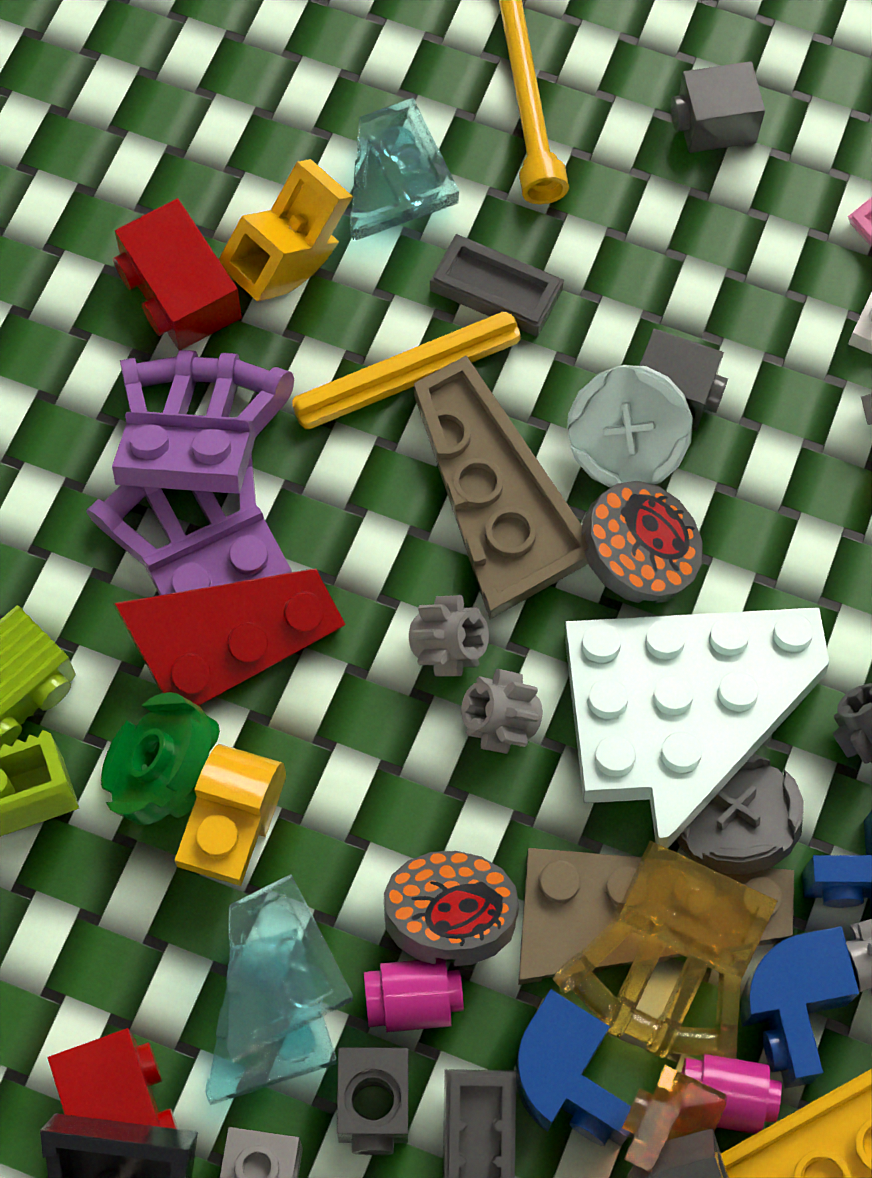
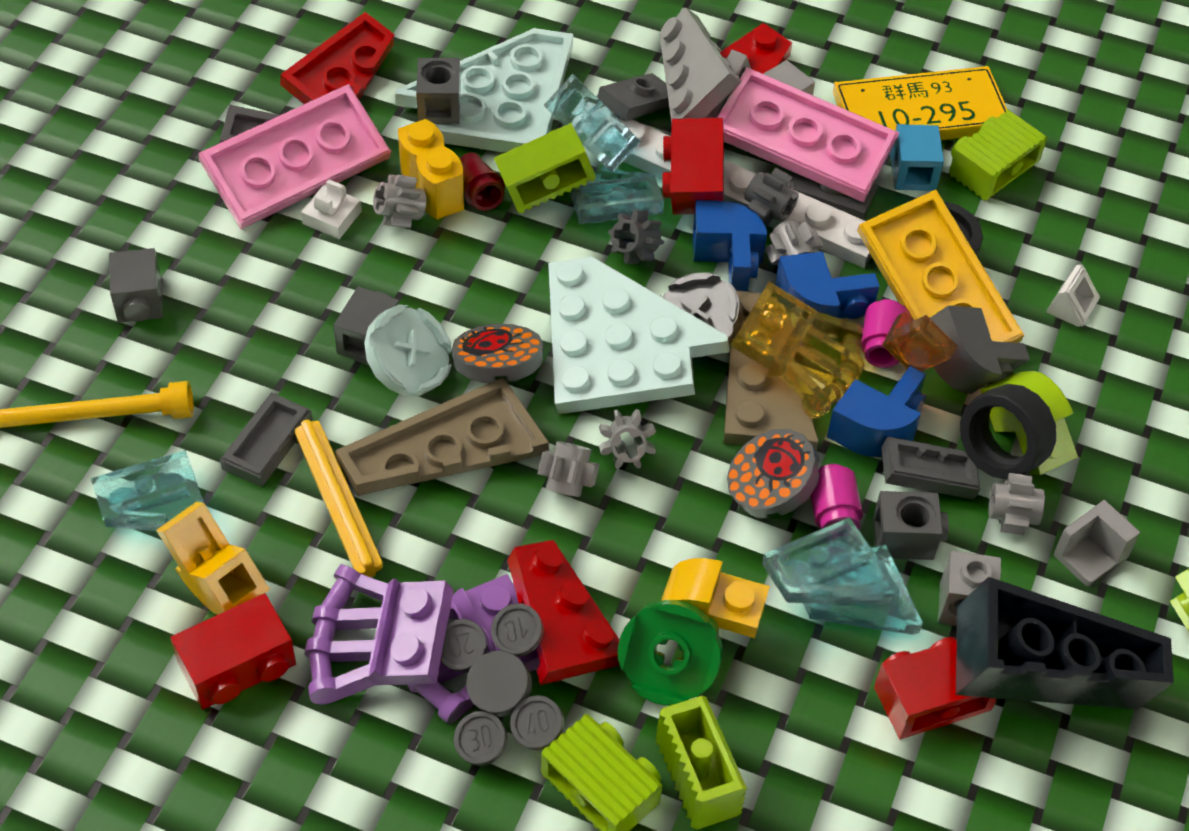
camera: 90 degrees left, 15 degrees down
(115, 557) = (500, 685): none -> dark grey piece

